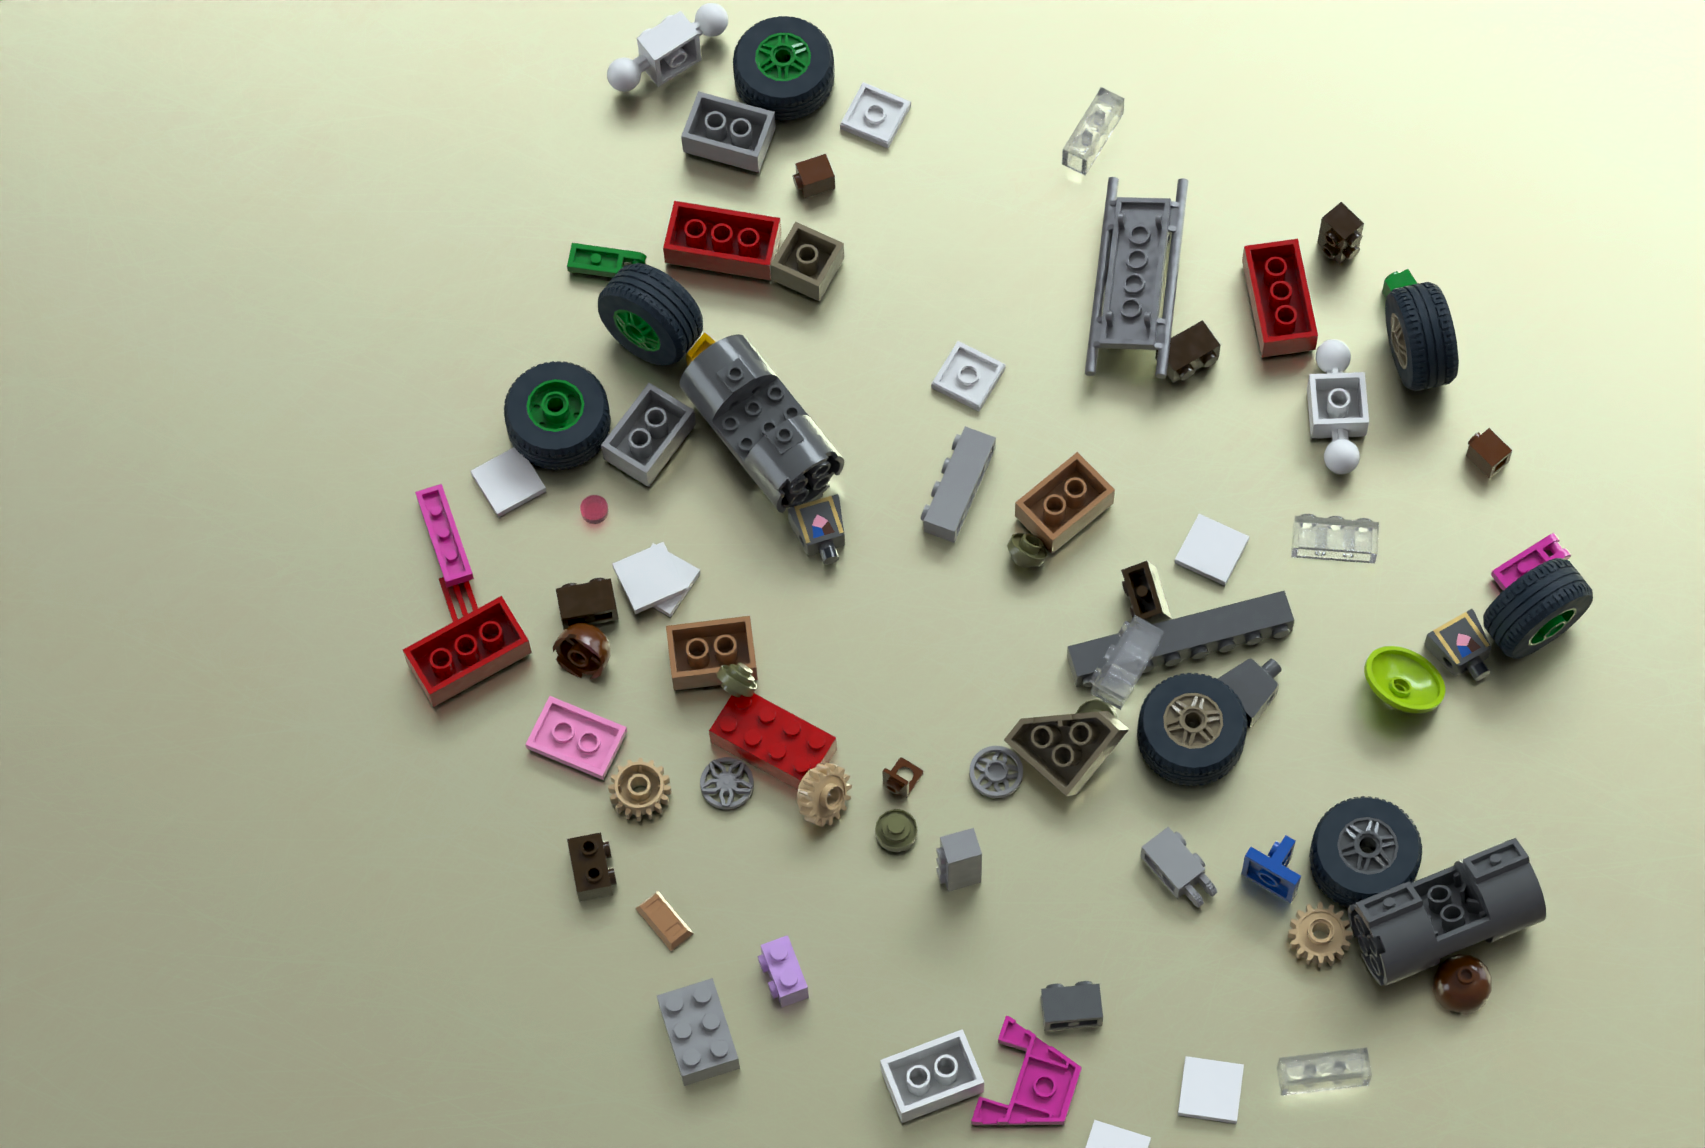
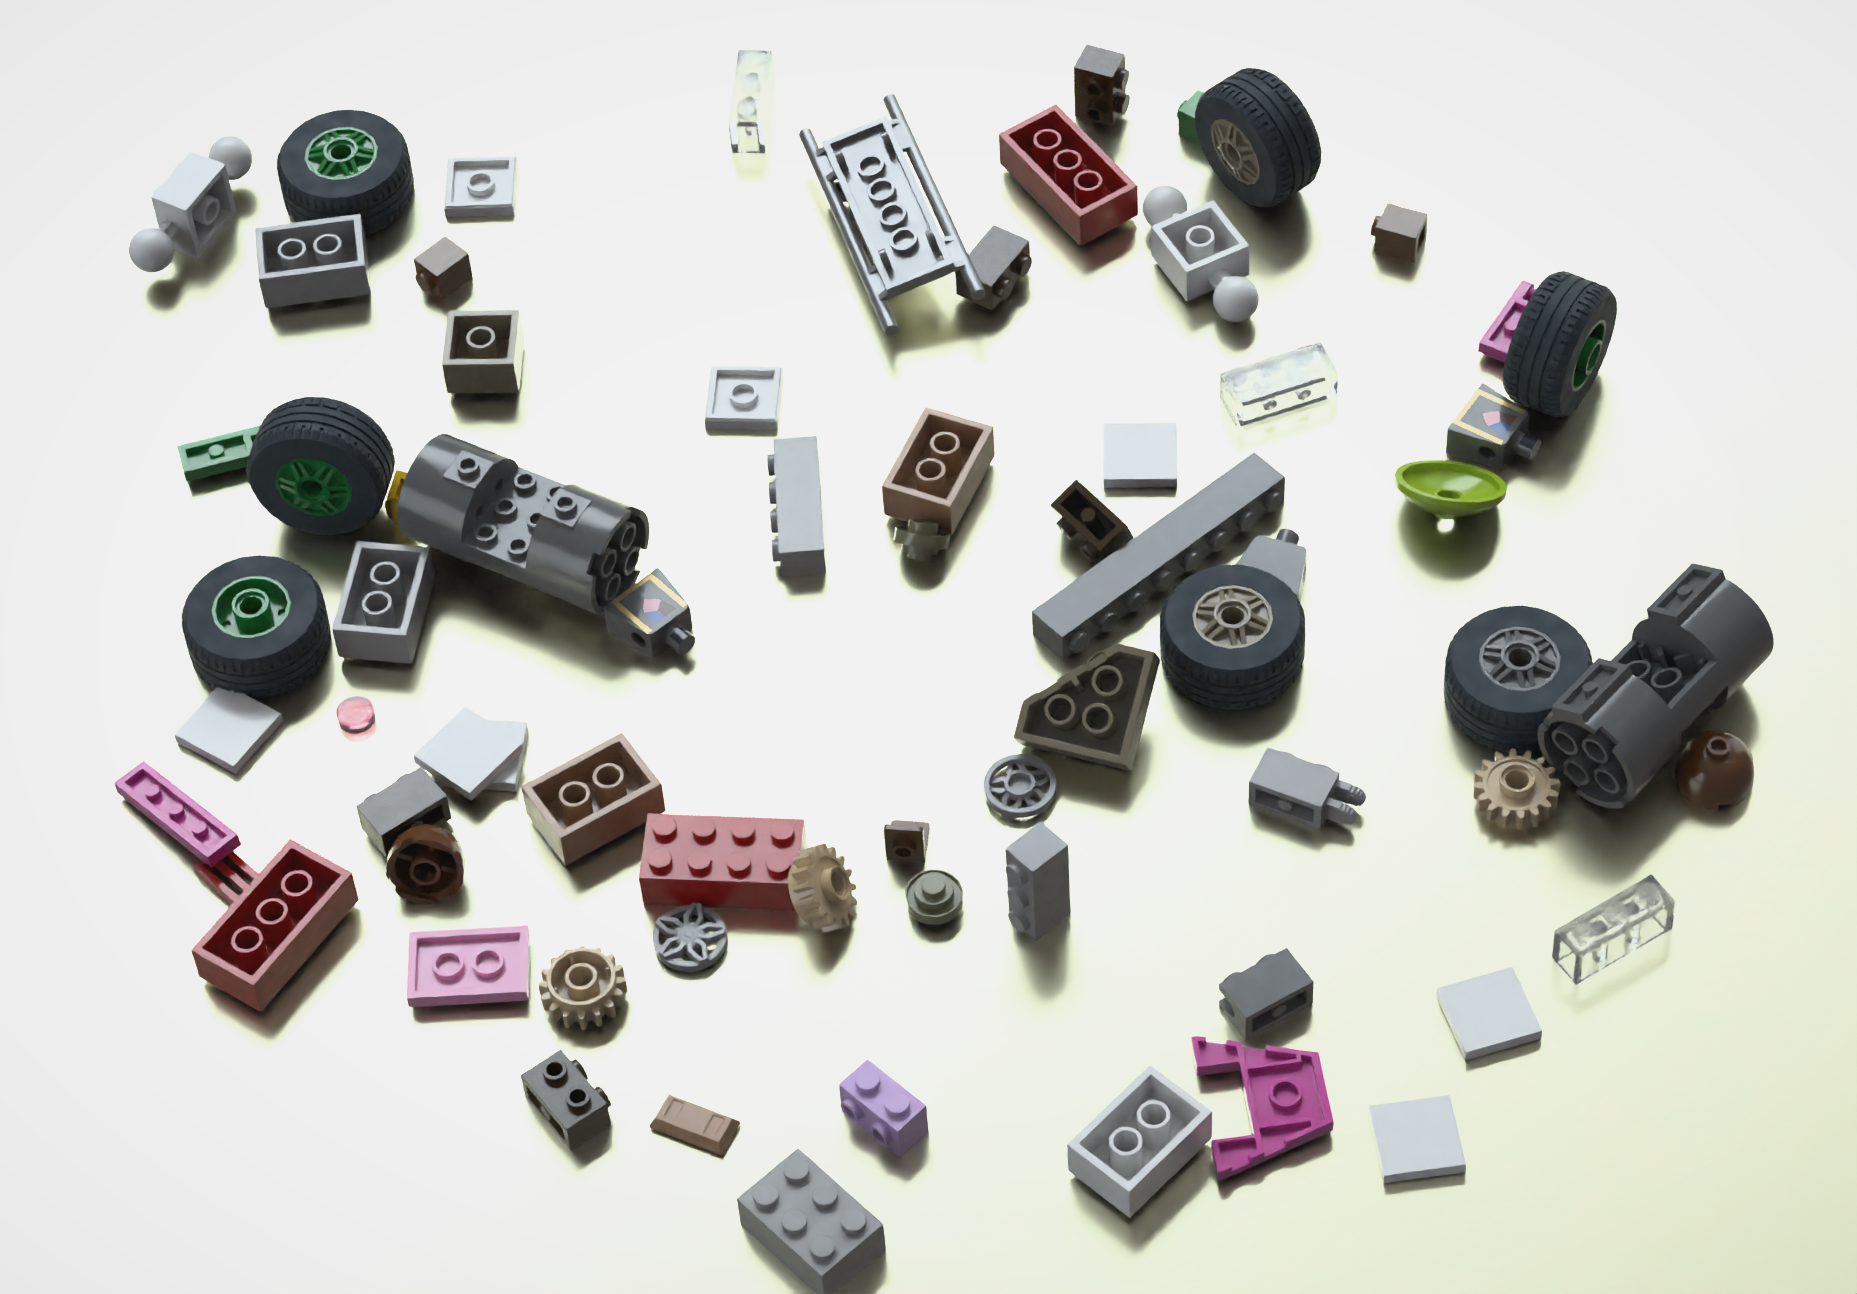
camera: 25 degrees left, 15 degrees down
(722, 240) = (370, 365): red brick -> none
(737, 680) = (647, 800): olive plate -> none
(1126, 661) = (1113, 590): clear brick -> none
(1272, 871) = (1421, 742): blue bracket -> none

